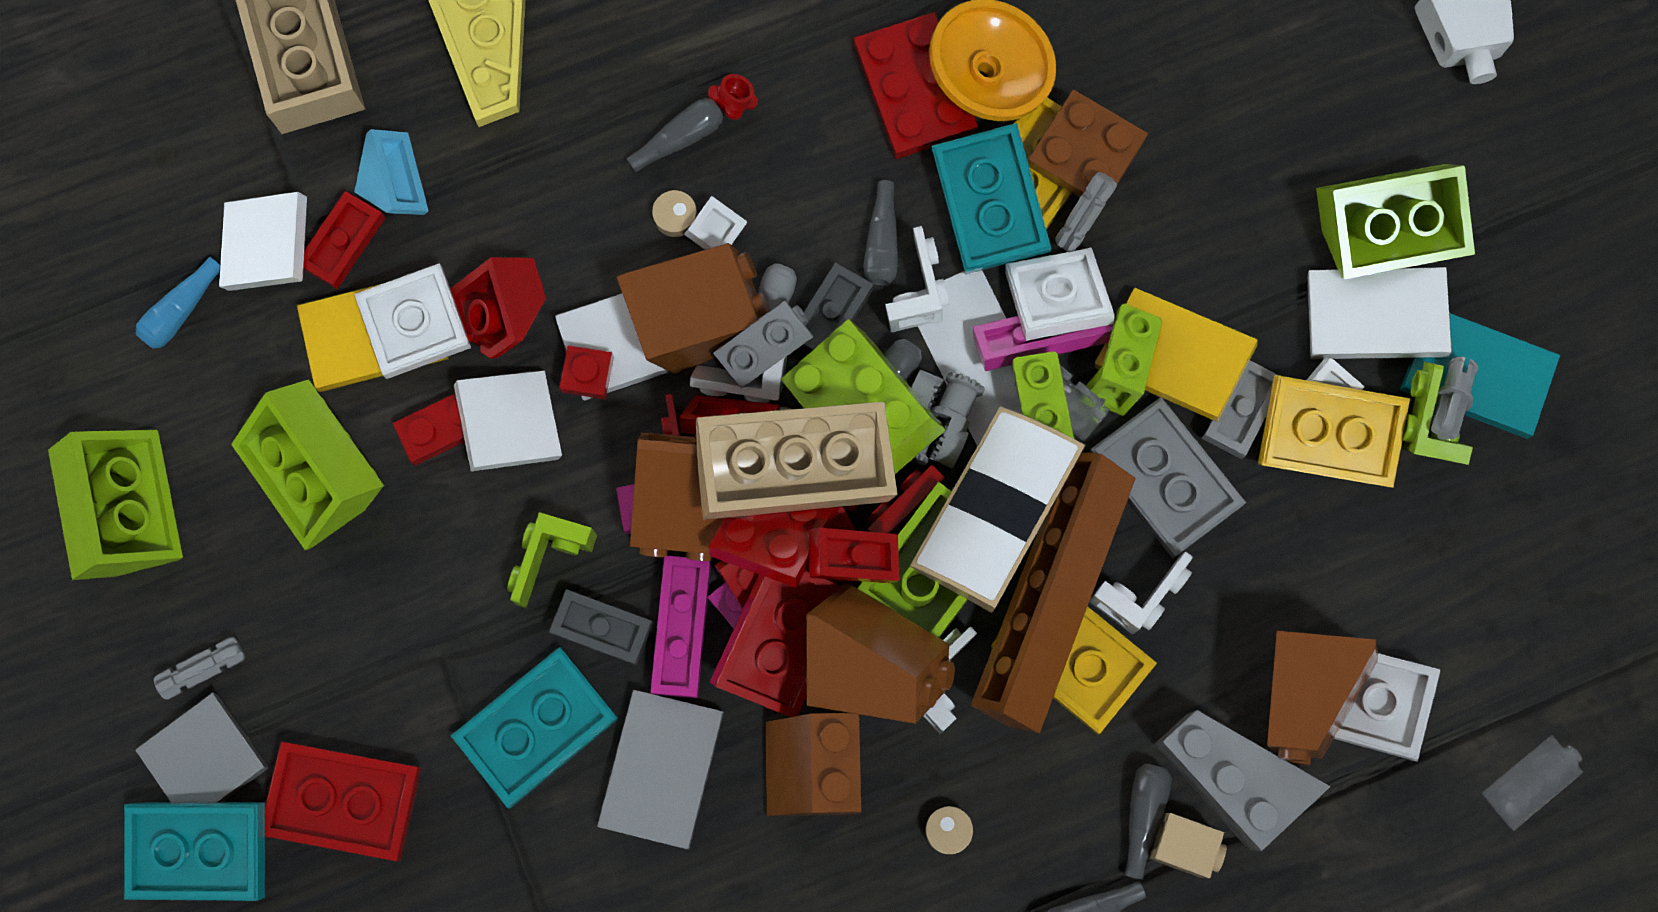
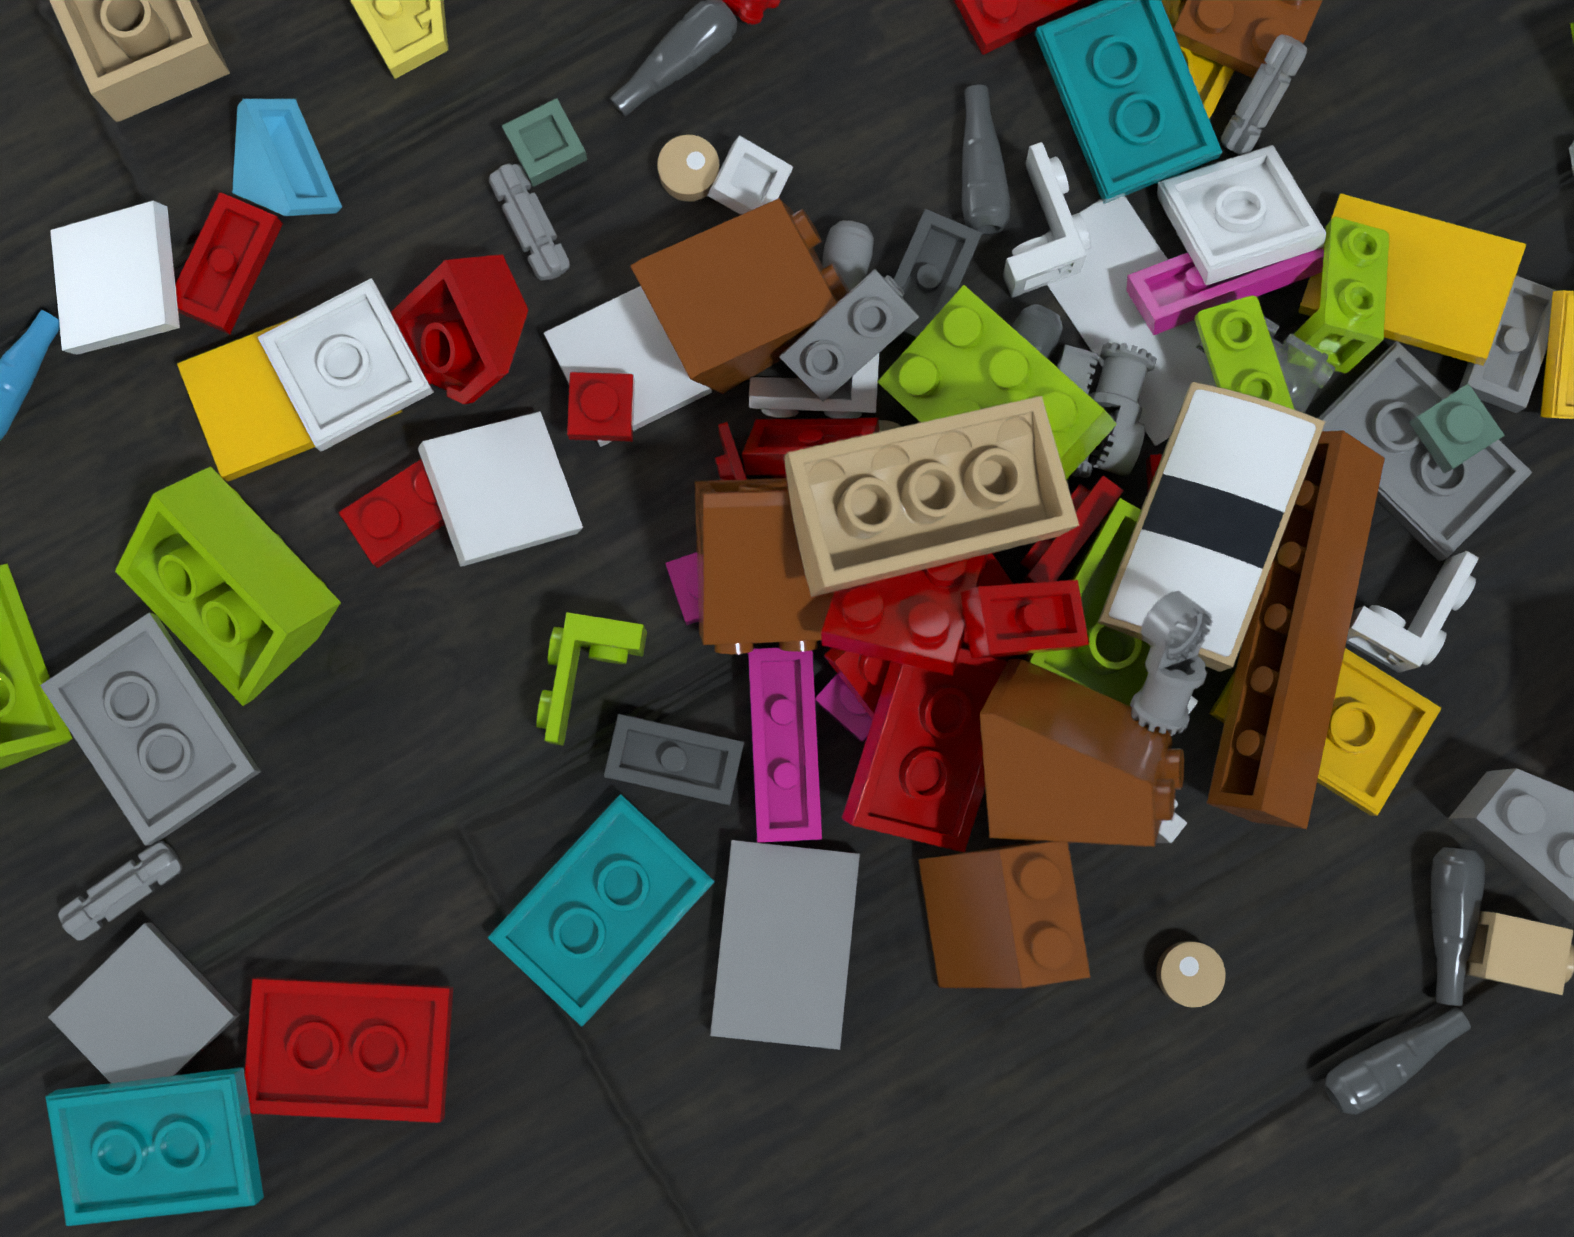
camera: 15 degrees left, 5 degrees up
(238, 557) = (150, 729): none -> light grey plate
(557, 237) = (529, 222): none -> light grey axle
(576, 184) = (544, 142): none -> sand green plate
(951, 598) = (1176, 633): none -> light grey connector
(1192, 464) = (1456, 428): none -> sand green plate

